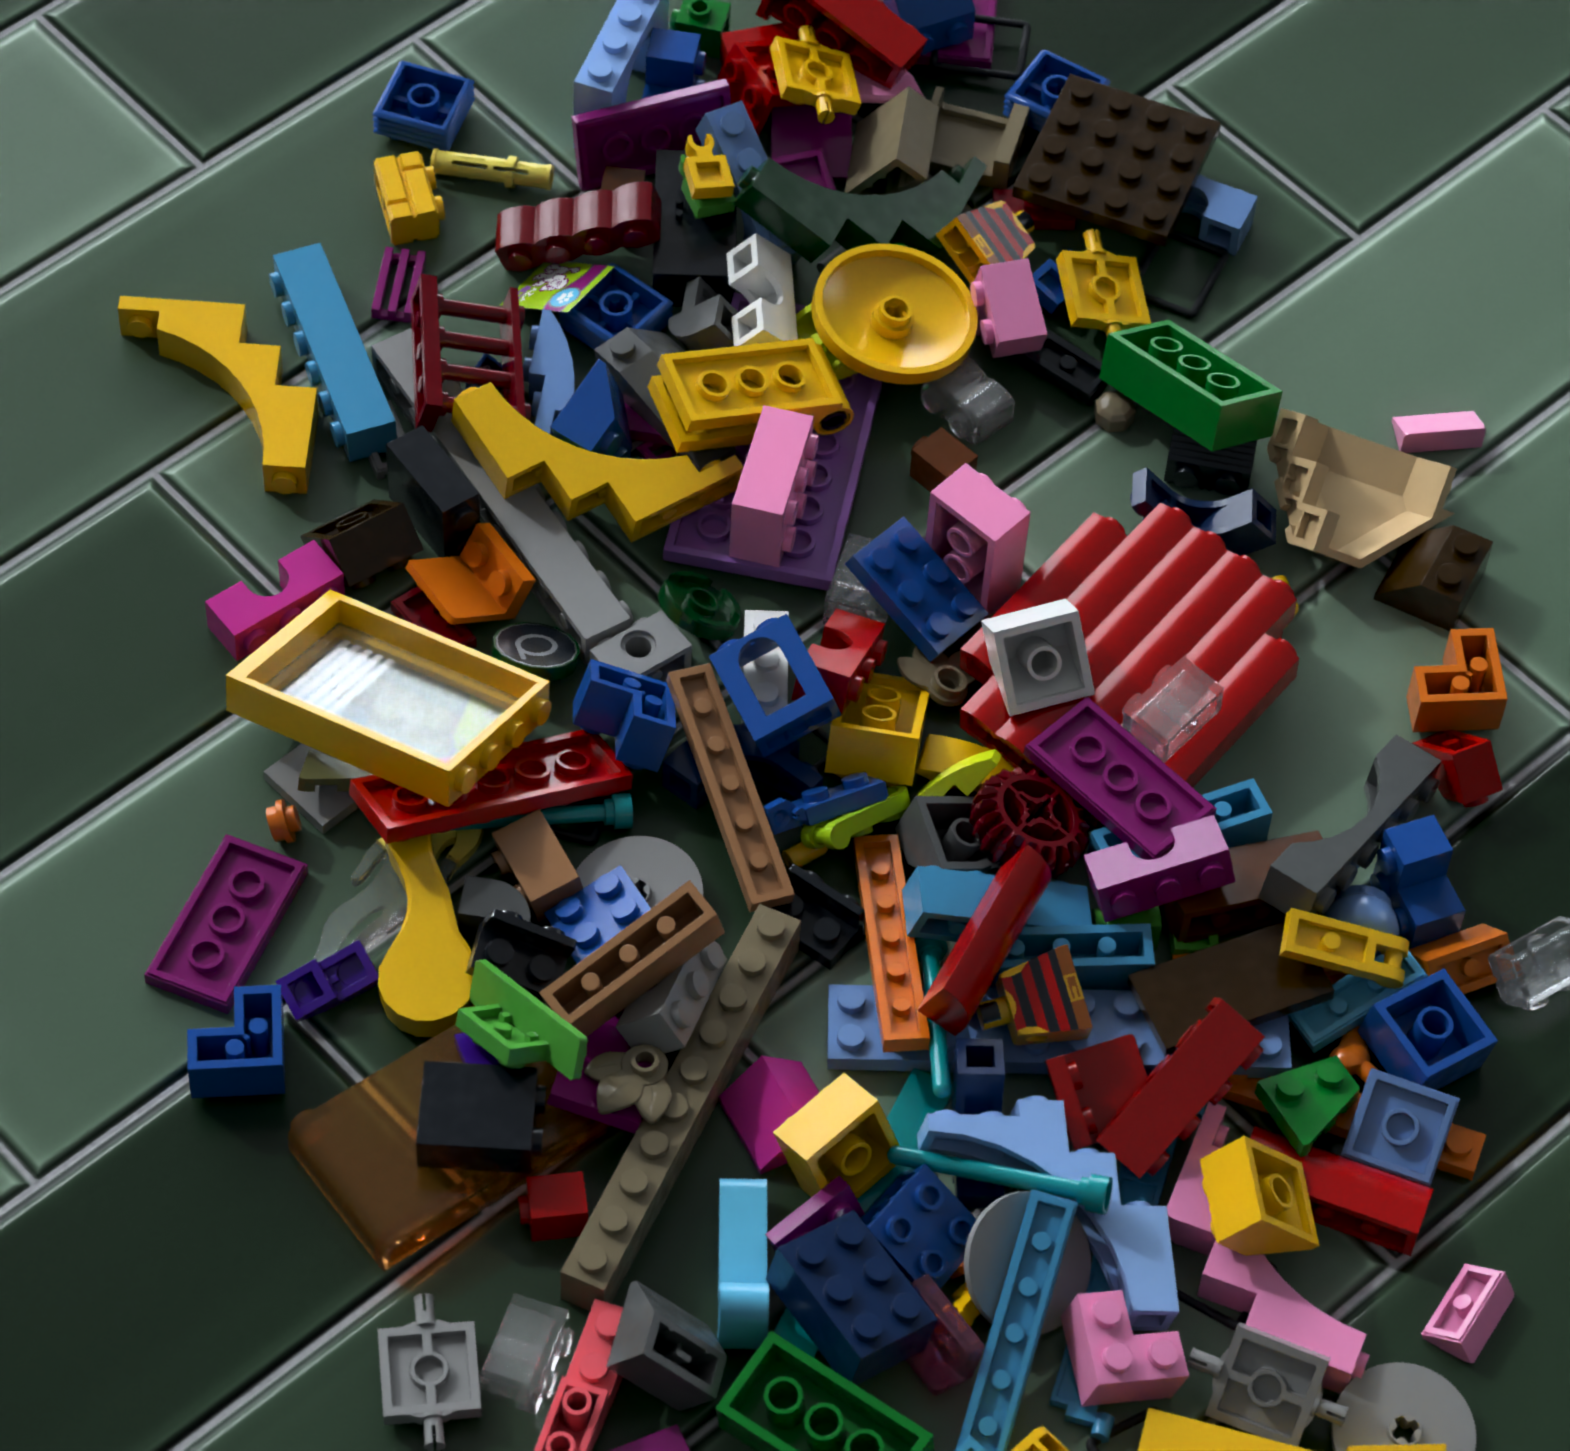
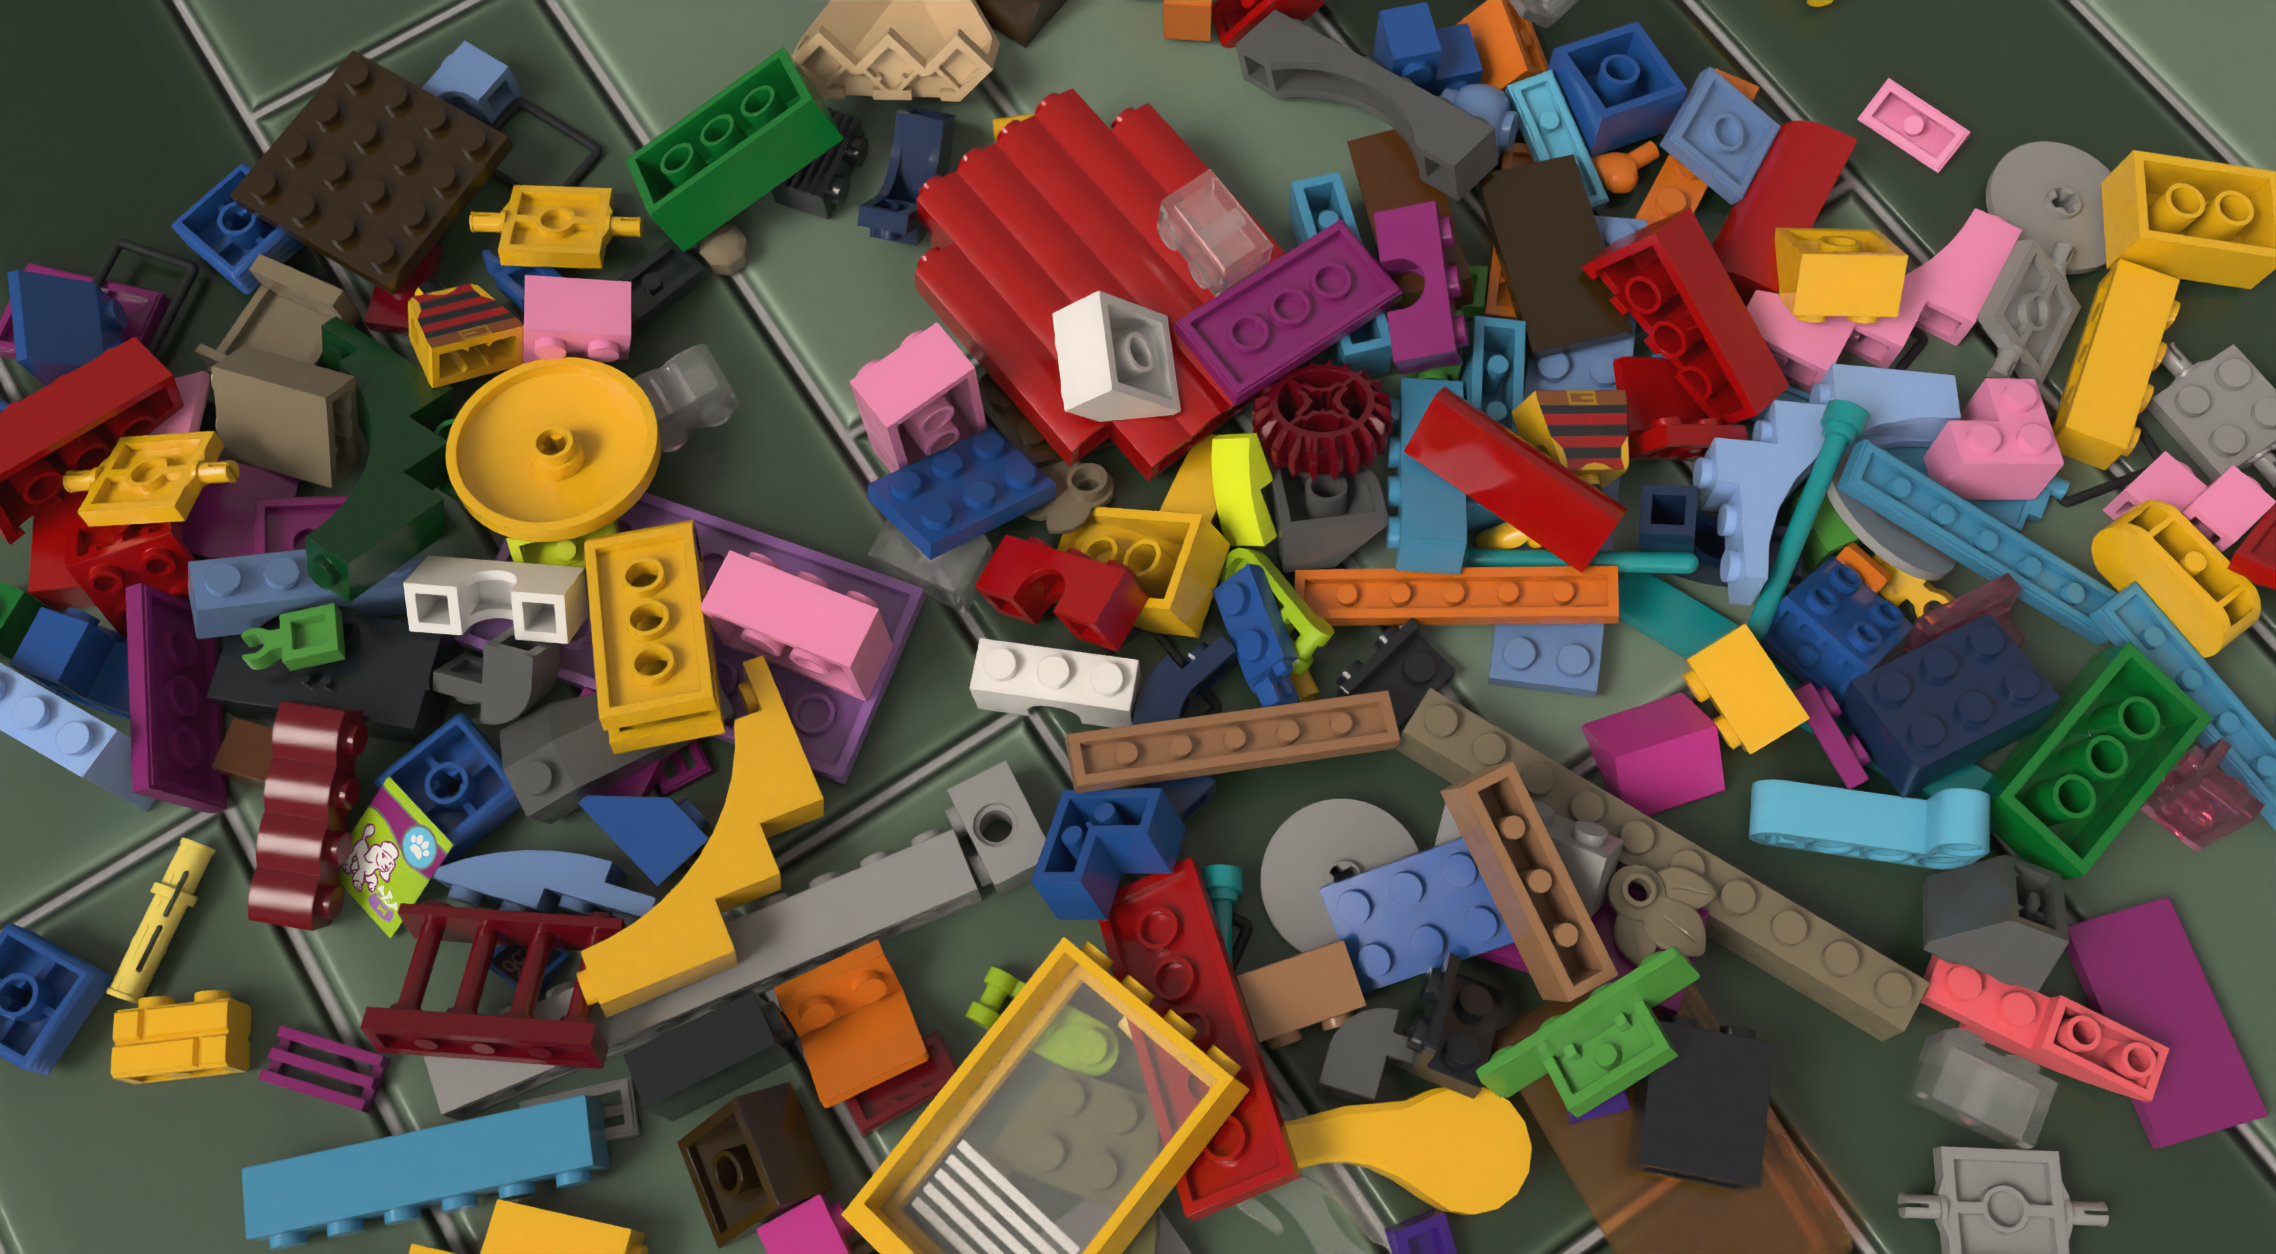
camera: 75 degrees left, 15 degrees up
(537, 649) = (972, 956): tile -> none
(554, 1206) = (1789, 1022): red brick -> none
(698, 606) = (936, 747): dark green tile -> none
(707, 173) = (287, 629): yellow plate -> none
(794, 719) = (1078, 711): blue panel -> none
(938, 457) = (771, 441): reddish brown brick -> none
(1308, 1100) = (1716, 209): green wing -> none
(1344, 947) = (1533, 131): yellow plate -> none

